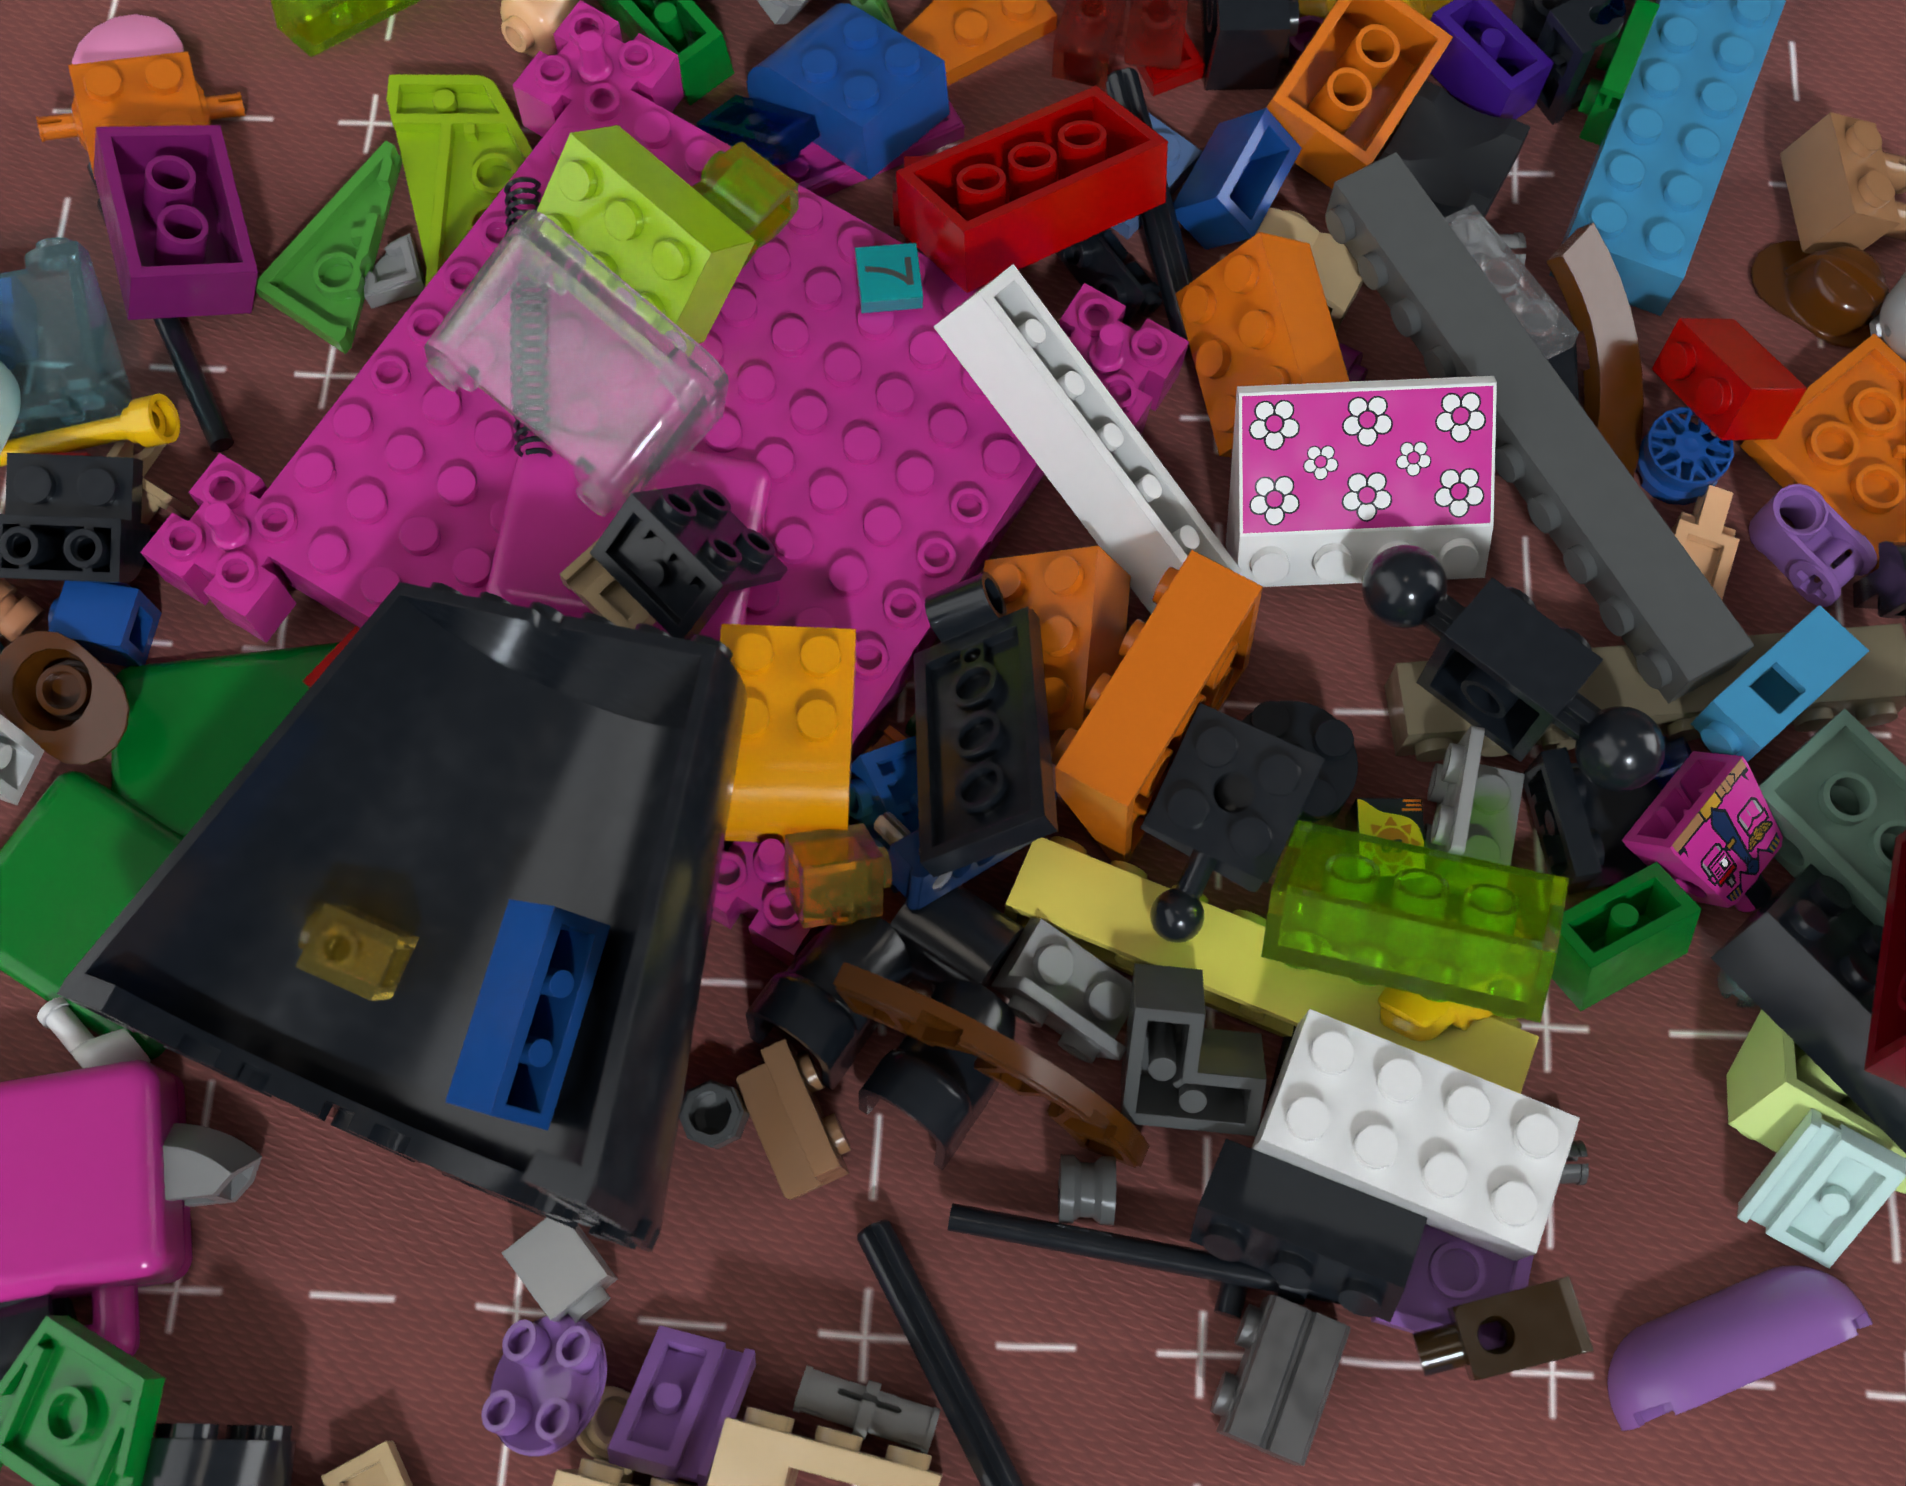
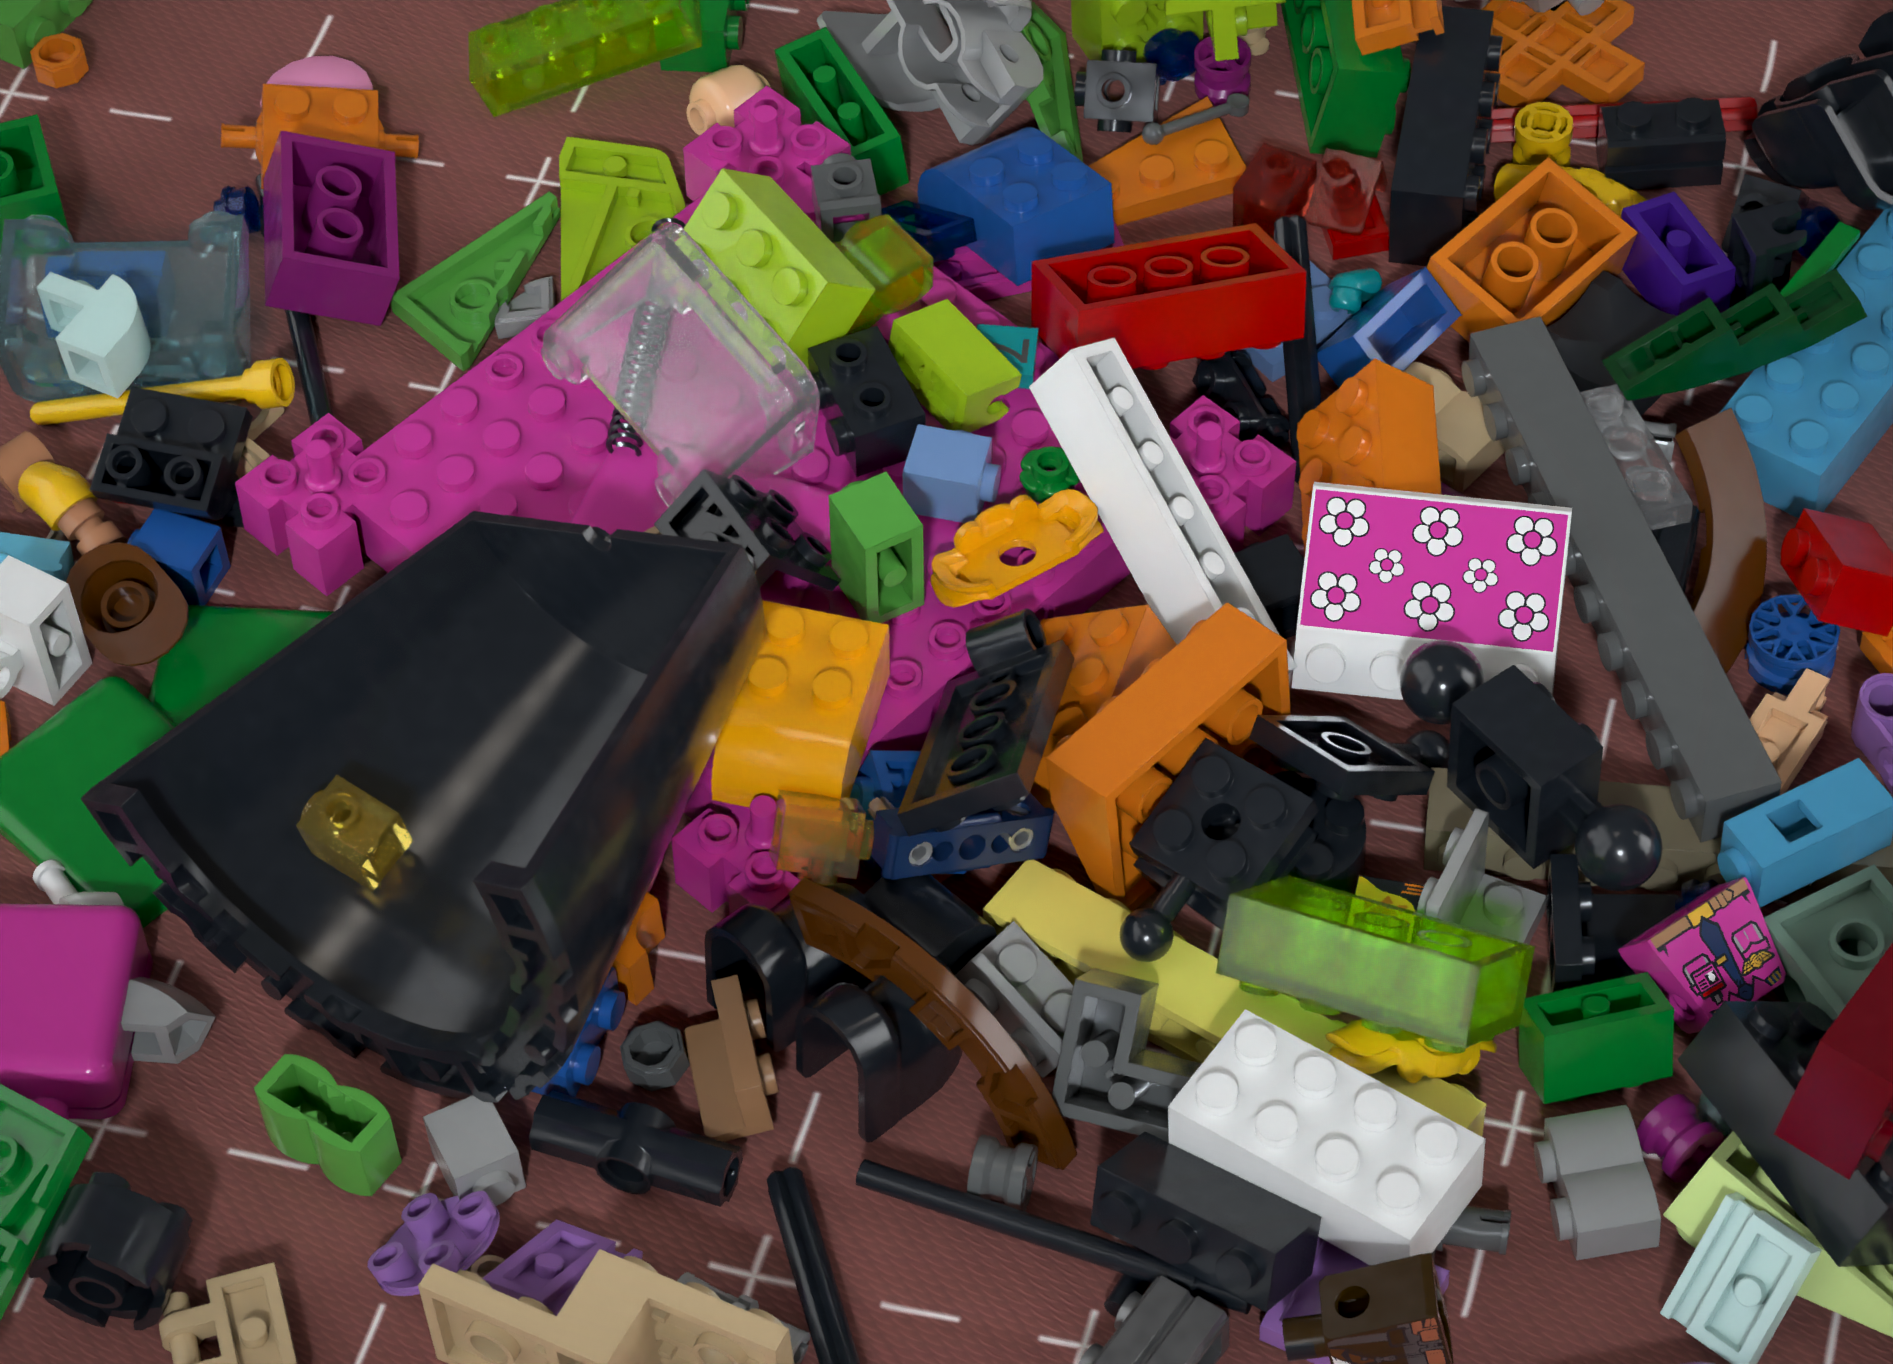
camera: 15 degrees right, 20 degrees down
(76, 208) = (240, 202): none -> clear blue plate
(397, 1269) = (328, 1124): none -> bright green brick
(528, 1013) = (461, 945): blue brick -> none
(690, 125) = (843, 189): none -> dark grey brick
(738, 1231) = (635, 1148): none -> black piece
(766, 357) = (865, 400): none -> black brick
(820, 535) = (877, 548): none -> bright green brick
(841, 303) = (952, 367): none -> lime hinge
(869, 427) = (950, 474): none -> medium blue brick
(955, 418) = (1040, 482): none -> green plate
(981, 467) = (1050, 529): none -> light orange piece
(1190, 132) = (1354, 289): none -> teal arm
(1197, 468) = (1276, 576): none -> black brick
(1320, 674) = (1350, 758): none -> black plate
(1570, 147) = (1714, 345): none -> dark green slope
(1653, 1088) = (1599, 1183): none -> light grey brick
(1714, 1025) = (1678, 1137): none -> magenta wheel

